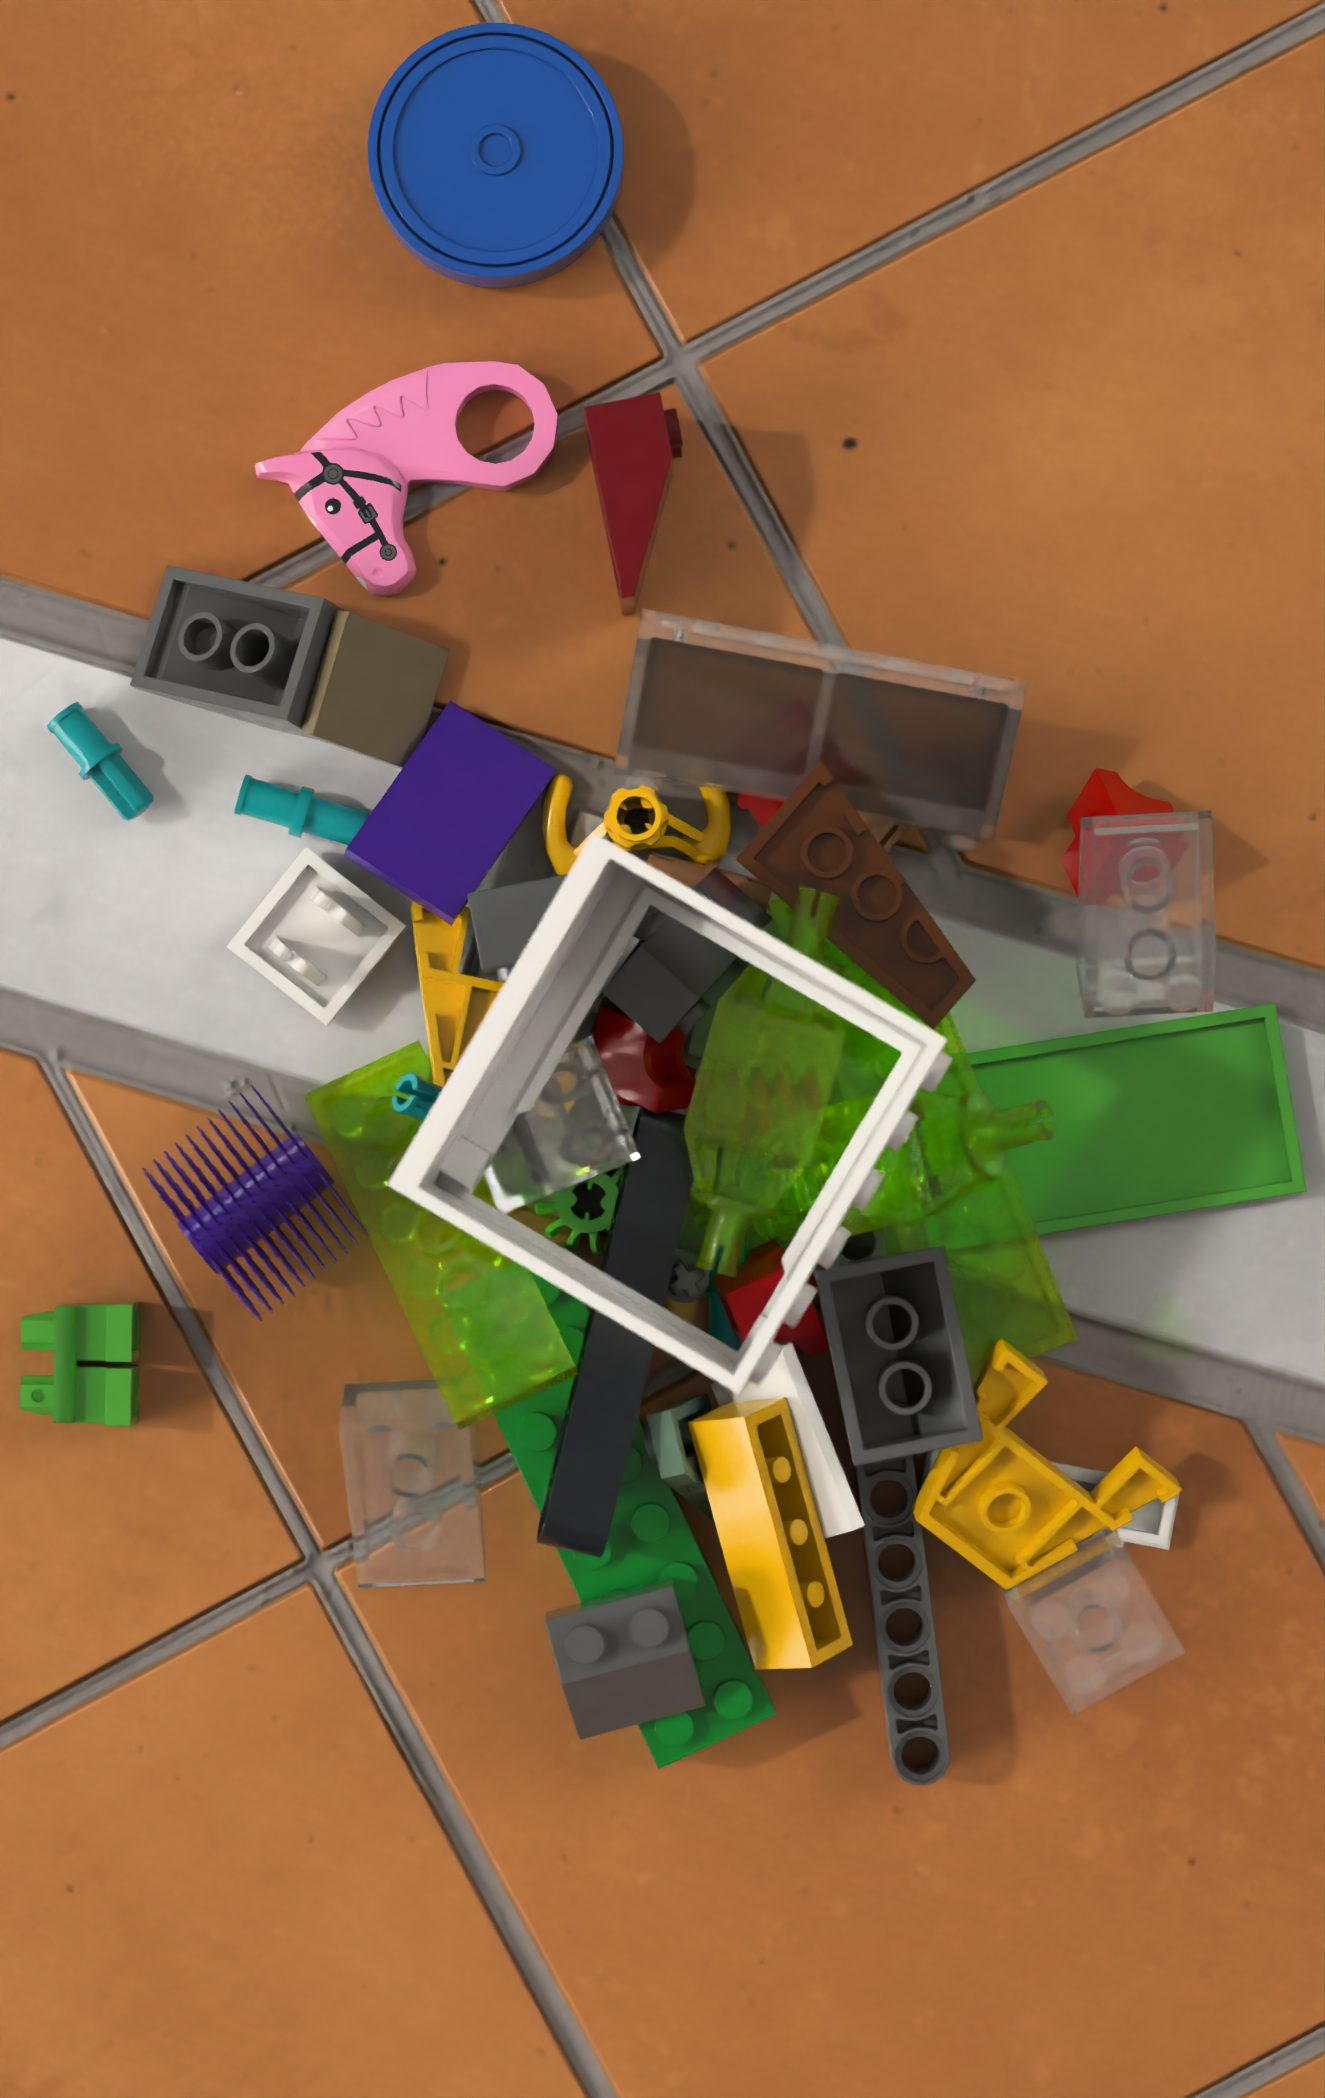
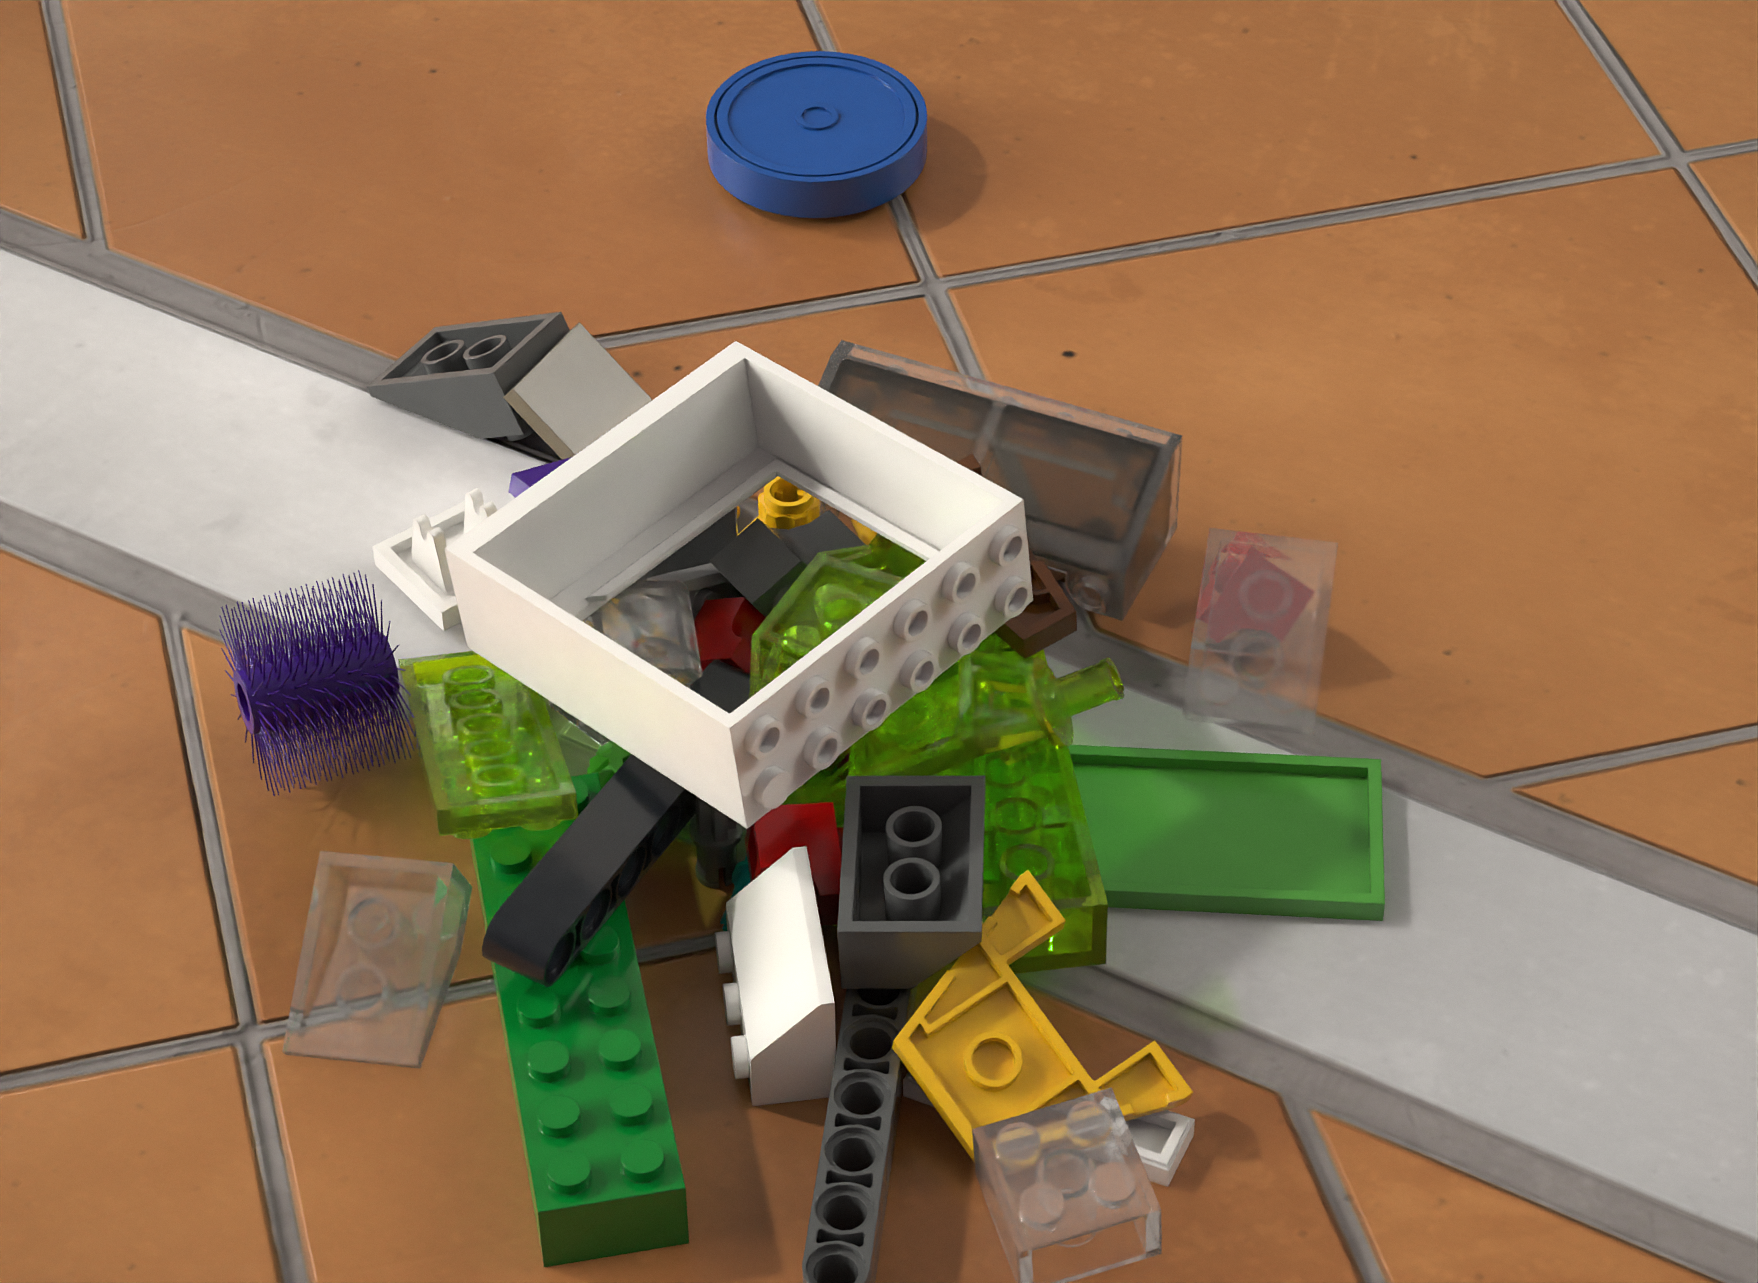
camera: 20 degrees right, 45 degrees down
(78, 1390) = (96, 814): bright green hips -> none
(101, 762) = (316, 424): teal axle -> none
(299, 811) = (467, 473): teal pin -> none
(365, 458) = (687, 284): bright pink animal -> none
(624, 1659) = (536, 1069): dark grey slope -> none
(632, 465) = (868, 286): dark red slope -> none
(672, 1448) = (674, 968): sand green wing -> none
(770, 1534) = (732, 1019): yellow brick -> none

